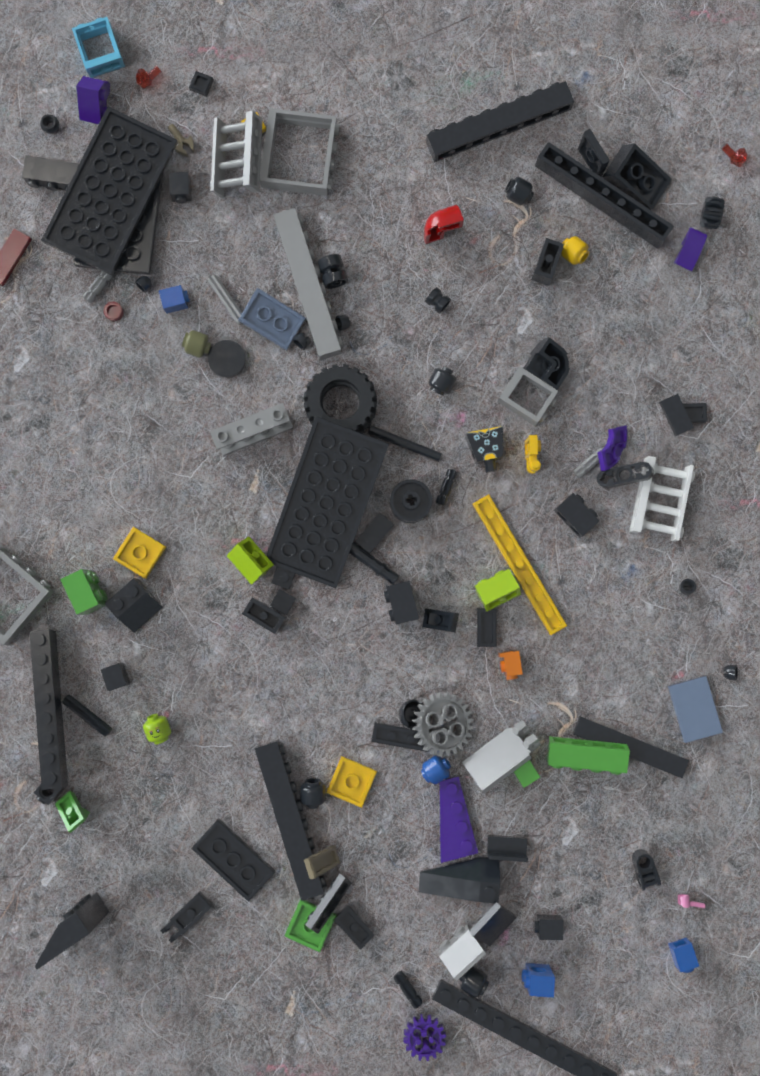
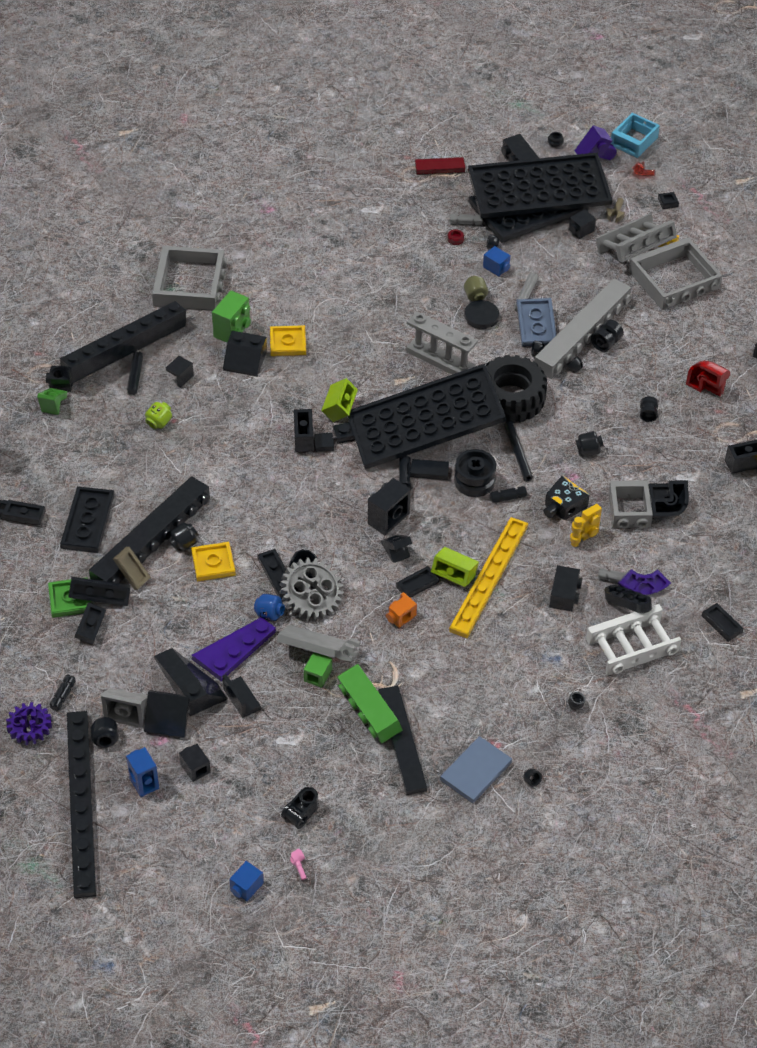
camera: 55 degrees right, 35 degrees down
(676, 415) = (712, 609): black tile -> none

